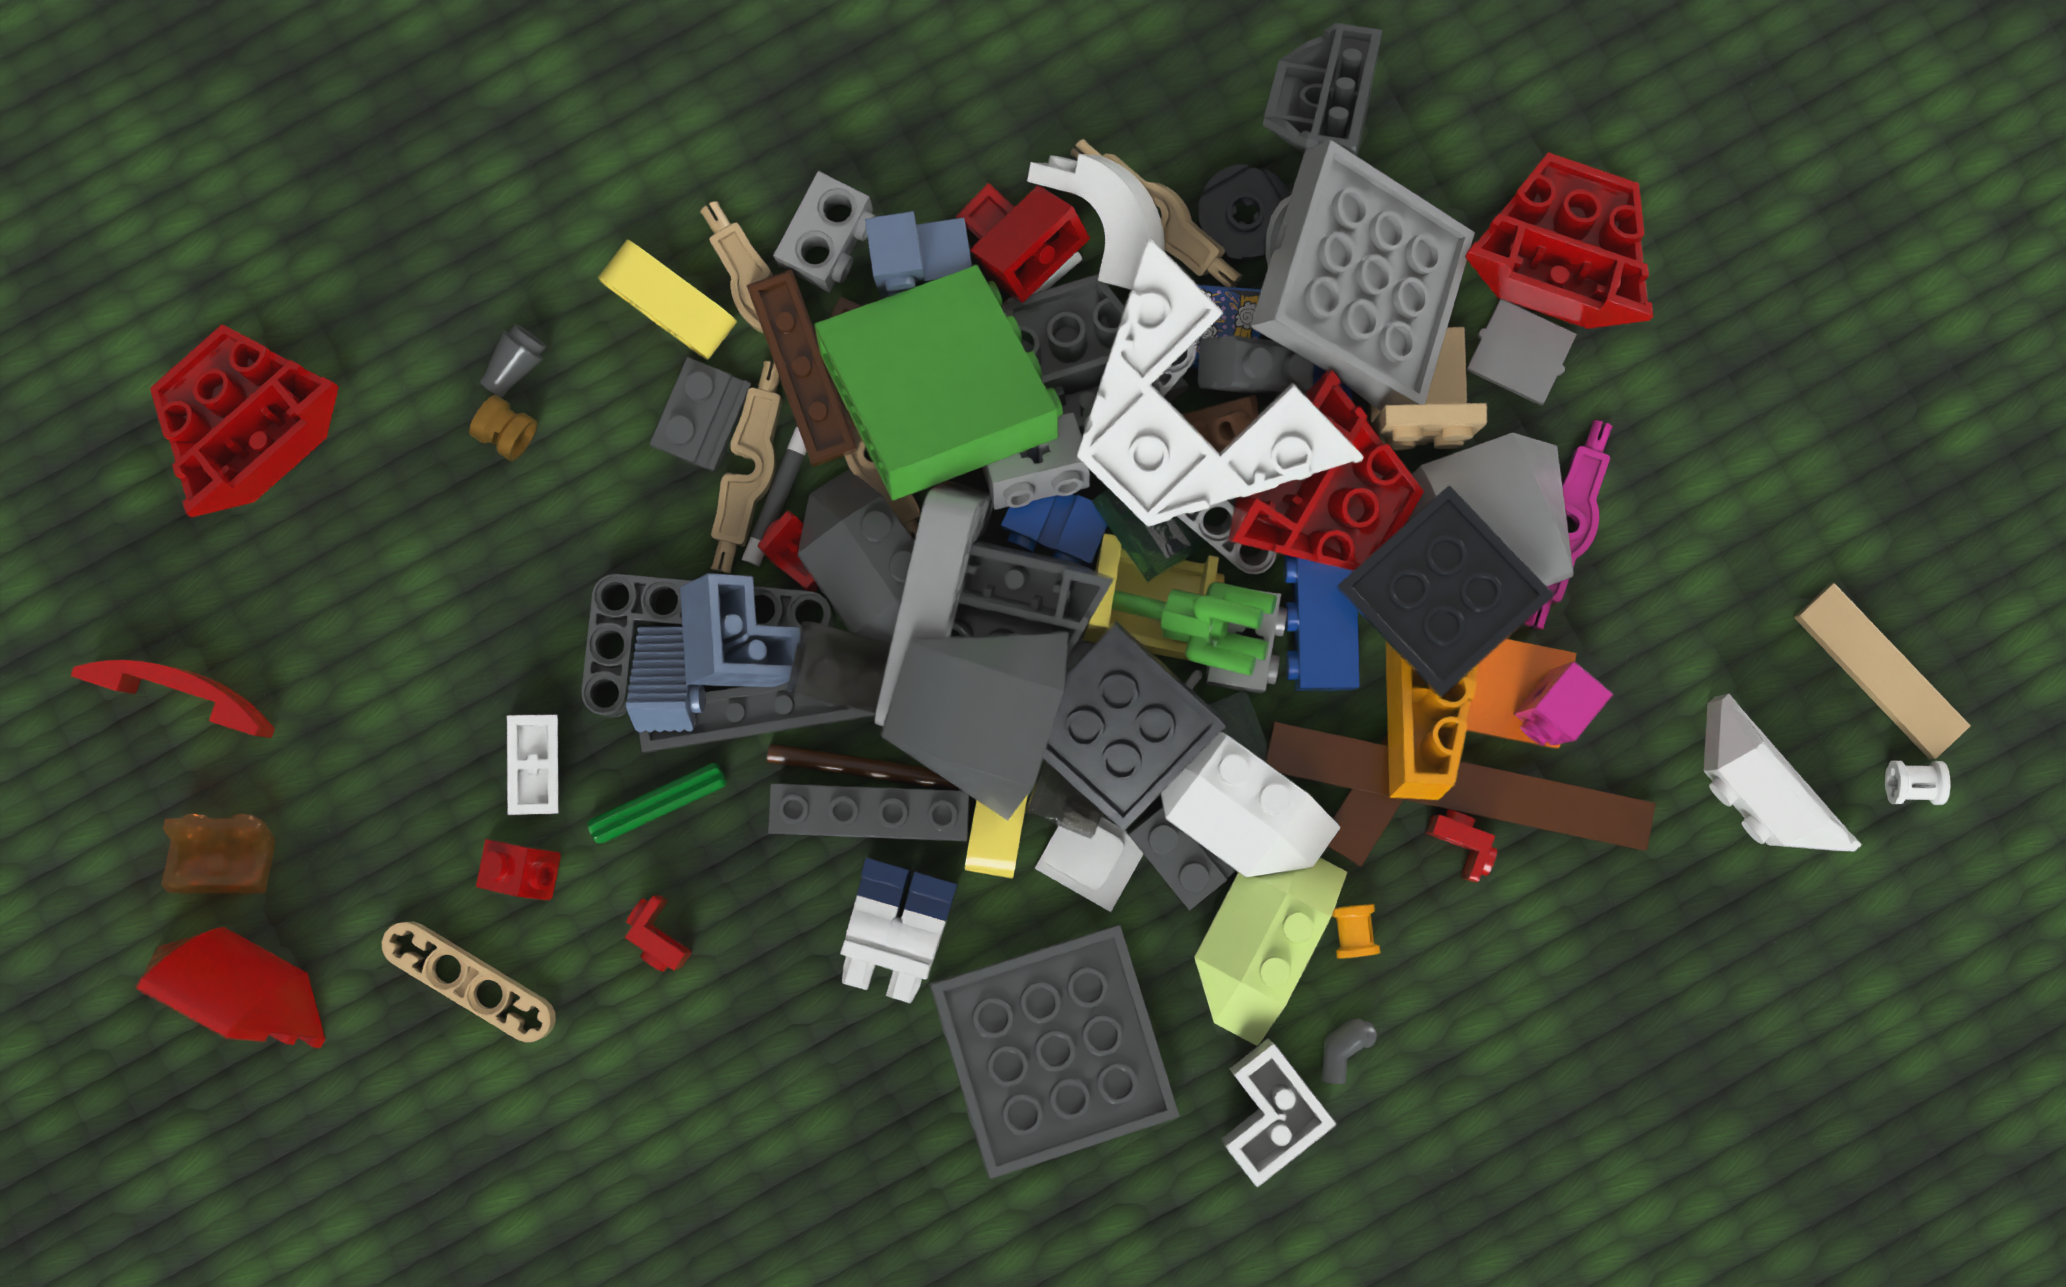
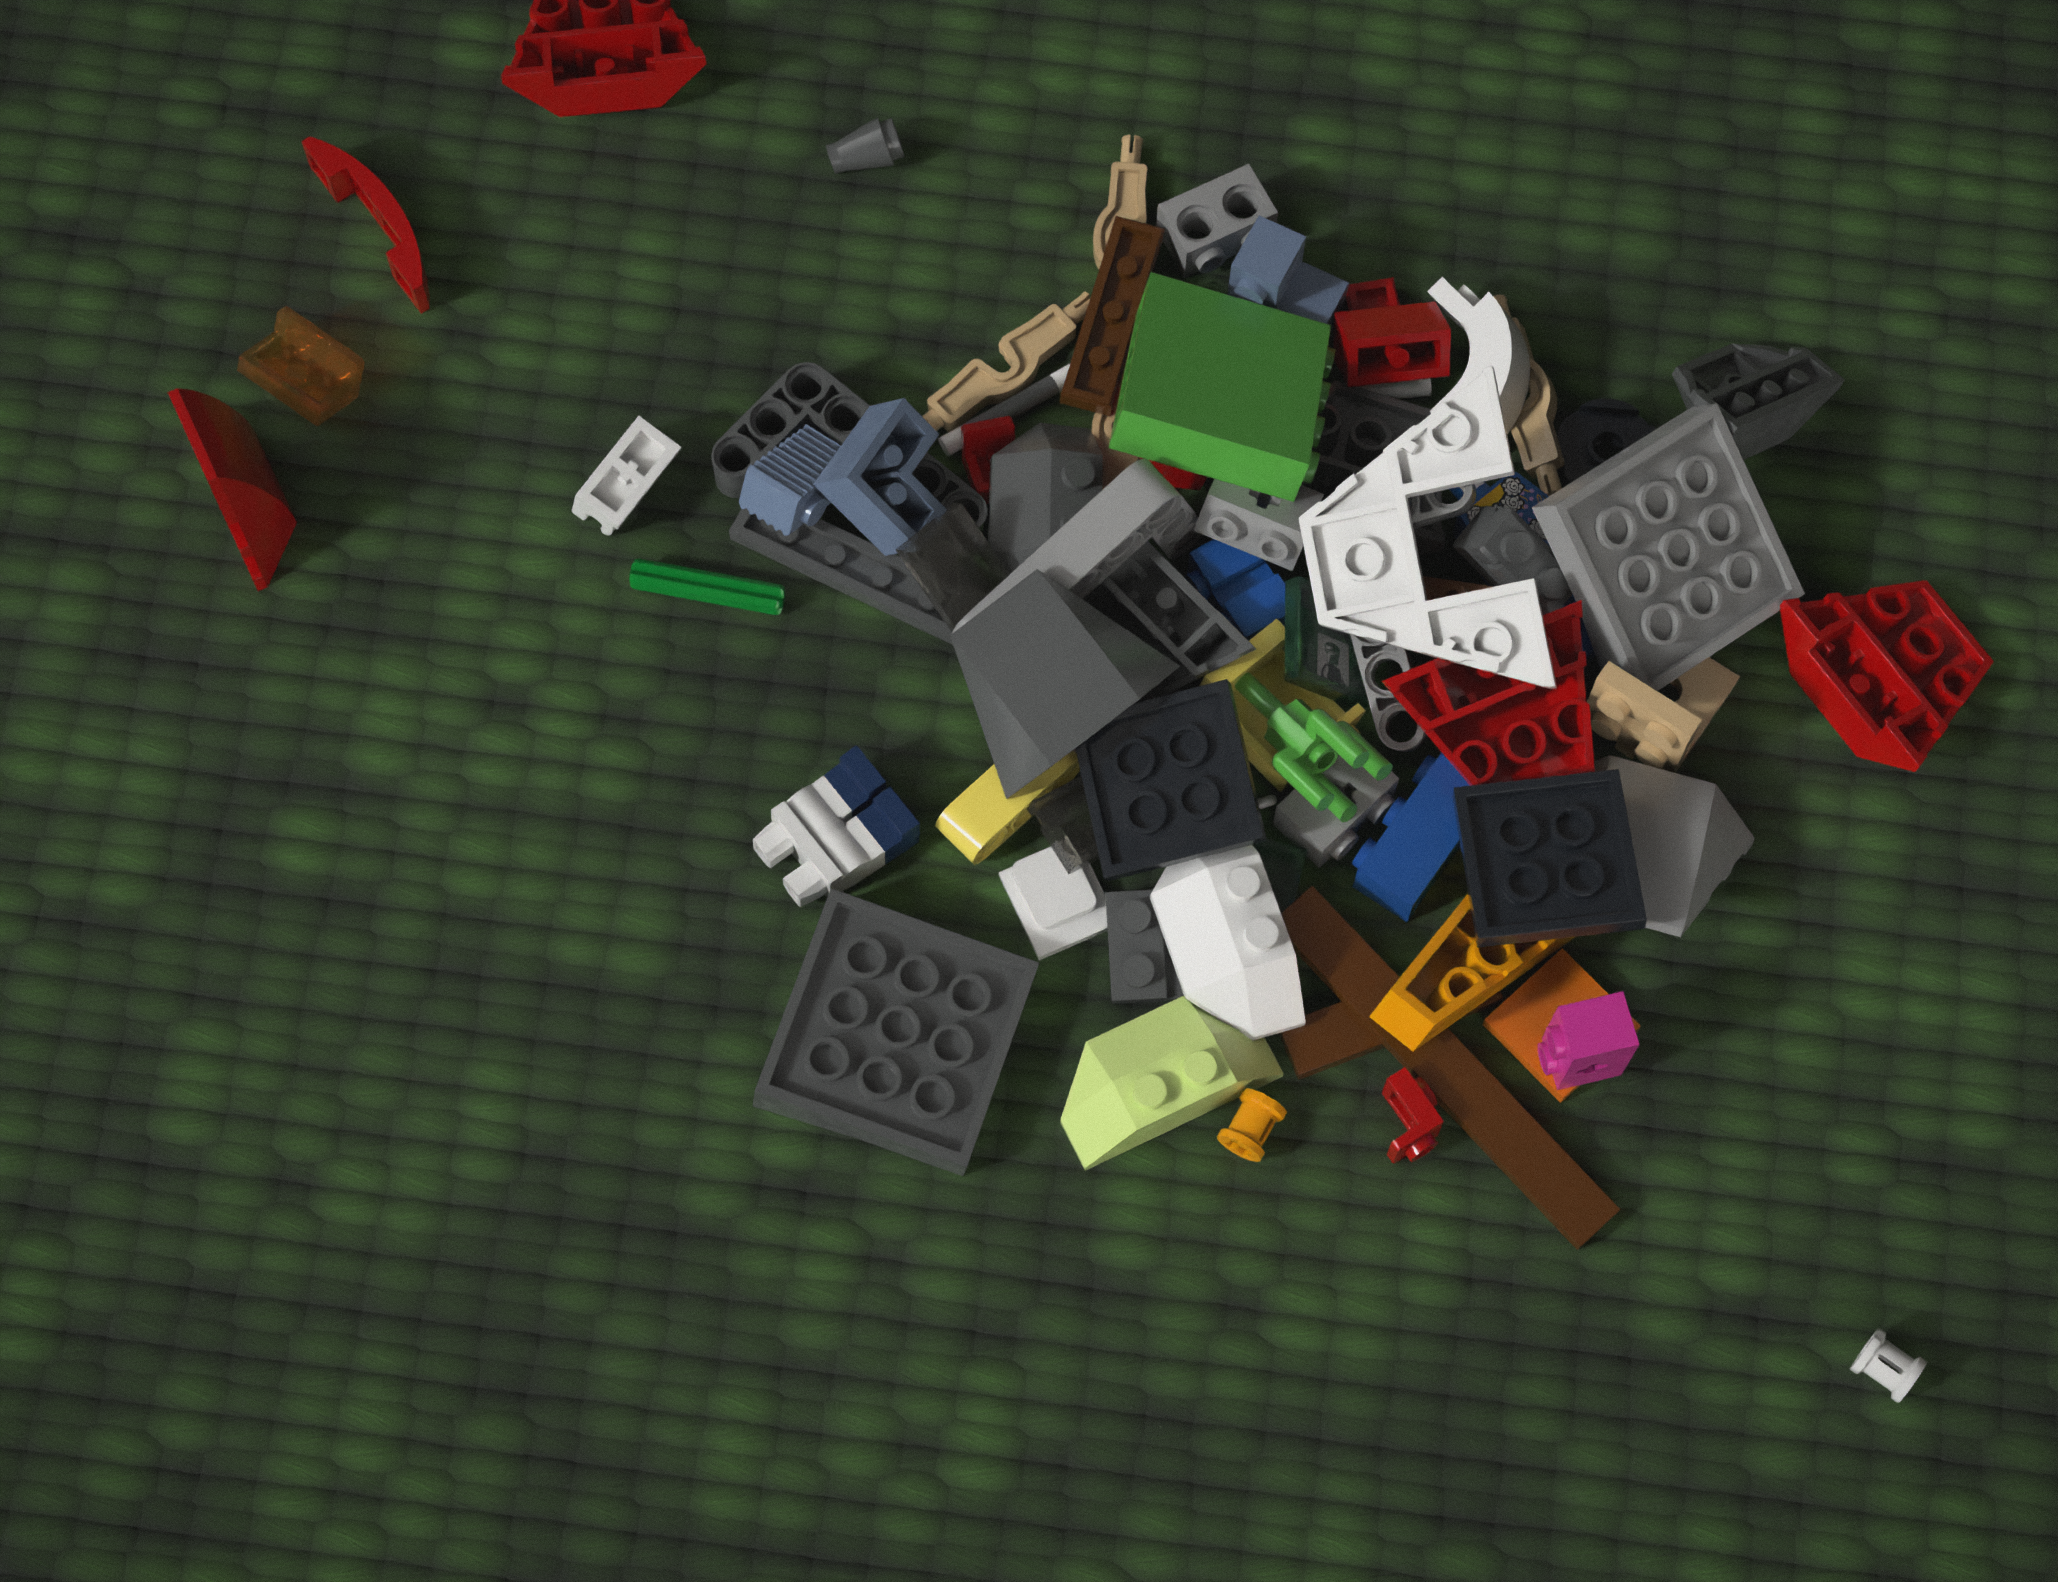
camera: 30 degrees right, 15 degrees down
(465, 987) = (426, 621): tan beam -> none
(503, 427) = (818, 198): pearl gold wheel -> none
(518, 870) = (545, 557): red bracket -> none
(657, 947) = (616, 673): red bracket -> none
(667, 299) = (1038, 186): light yellow beam -> none
(701, 415) = (993, 299): dark grey plate -> none
(857, 766) = (911, 681): reddish brown bar -> none
(869, 812) = (887, 715): dark grey brick -> none
(1286, 1118) = (1064, 1236): white brick -> none
(1342, 1044) = (1165, 1219): dark grey arm -> none
(1521, 352) = (1779, 737): light grey piece -> none
(1580, 495) = (1738, 898): dark pink piece -> none
(1765, 786) = (1737, 1271): white wedge -> none
(1882, 671) = (1926, 1246): tan tile -> none

